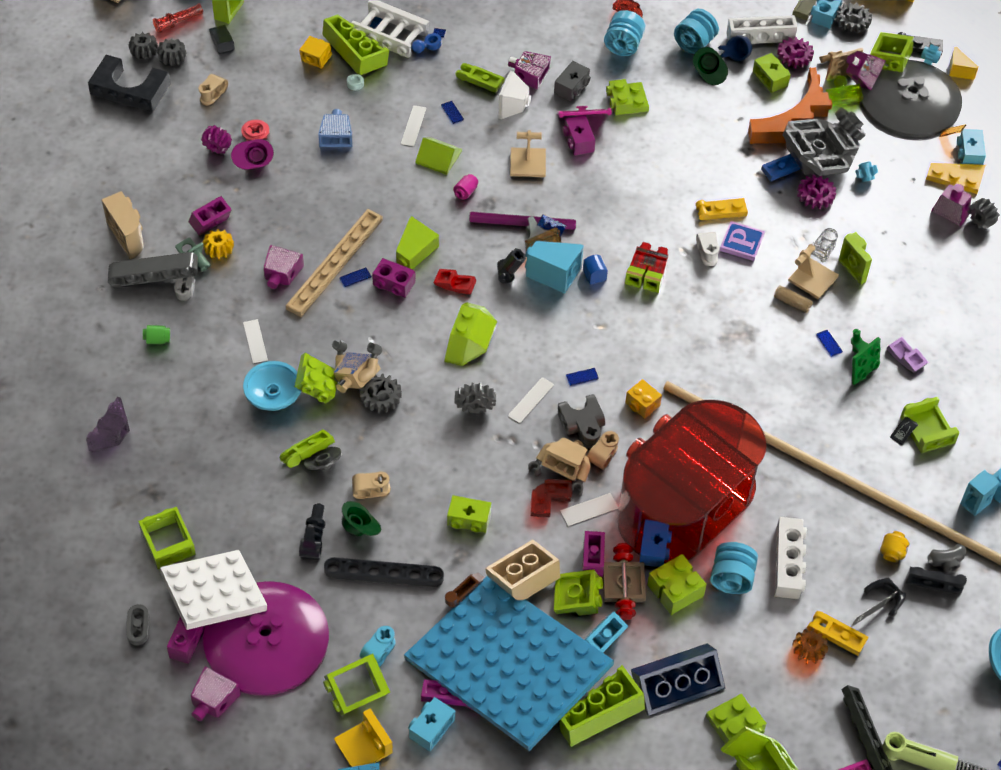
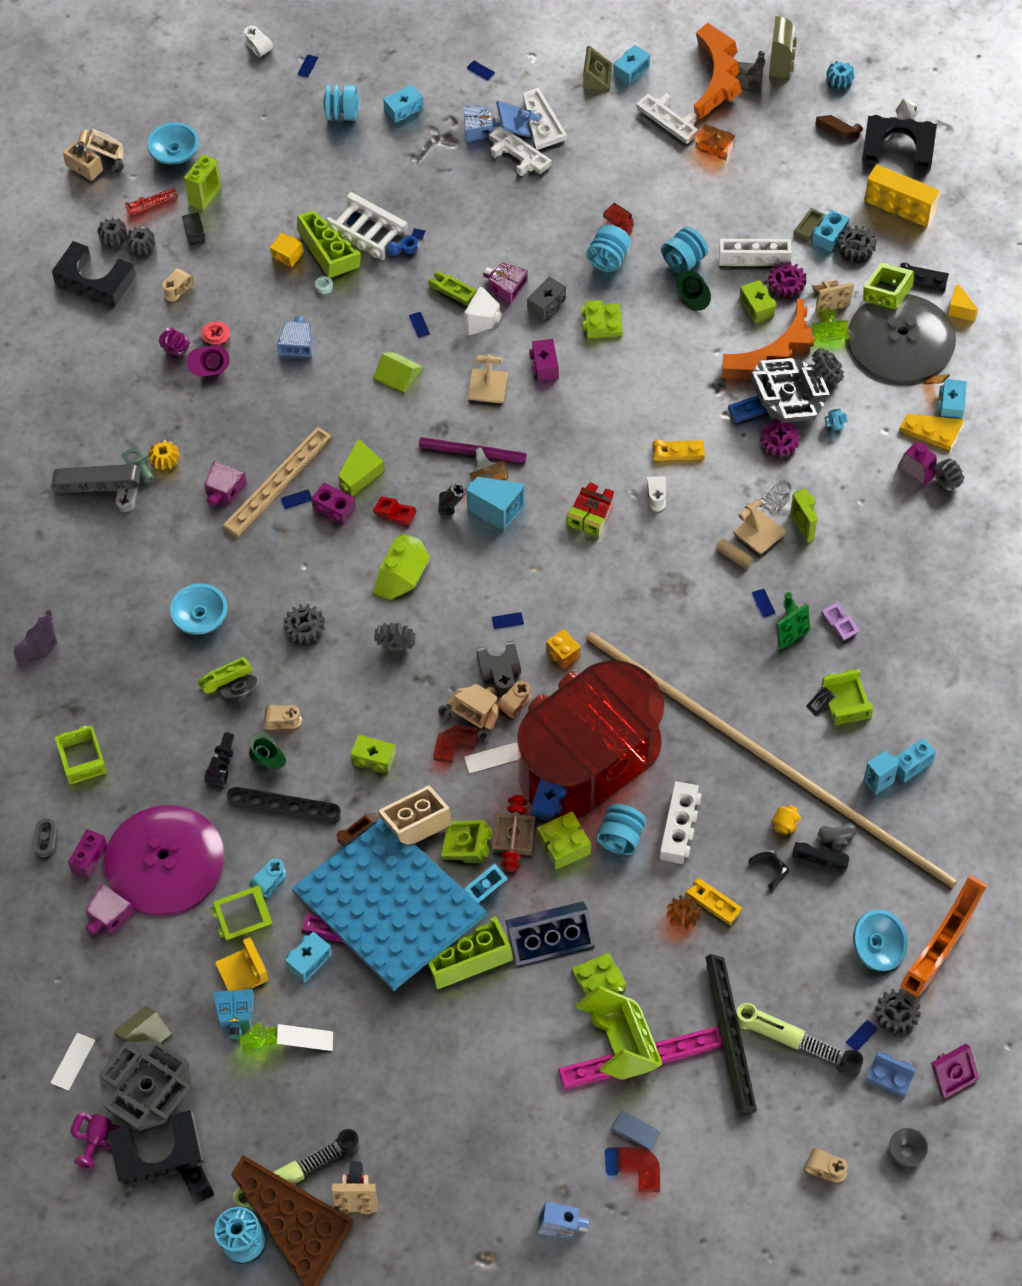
camera: 10 degrees right, 5 degrees up
(124, 223) = (73, 427): tan brick -> none
(156, 334) = (93, 547): bright green brick -> none
(209, 215) = (158, 424): magenta brick -> none
(213, 589) = (117, 809): white plate -> none
(255, 341) = (189, 560): white sticker -> none
(316, 378) = (242, 604): lime plate -> none
(355, 369) = (279, 596): tan torso -> none
(413, 125) = (377, 337): white sticker -> none
(465, 186) = (419, 409): dark pink brick -> none
(530, 400) = (452, 641): white sticker -> none
(548, 223) = (497, 456): clear blue window -> none
(582, 111) = (552, 334): dark pink door -> none
(594, 551) = (487, 802): magenta brick -> none
(595, 269) = (537, 508): blue piece -> none
(737, 48) = (725, 271): dark blue piece -> none
(742, 241) = (693, 487): tile -> none
(864, 68) = (853, 304): magenta torso -> none
(873, 609) = (752, 881): dark grey sticker -> none
(931, 54) = (931, 291): medium azure gear -> none

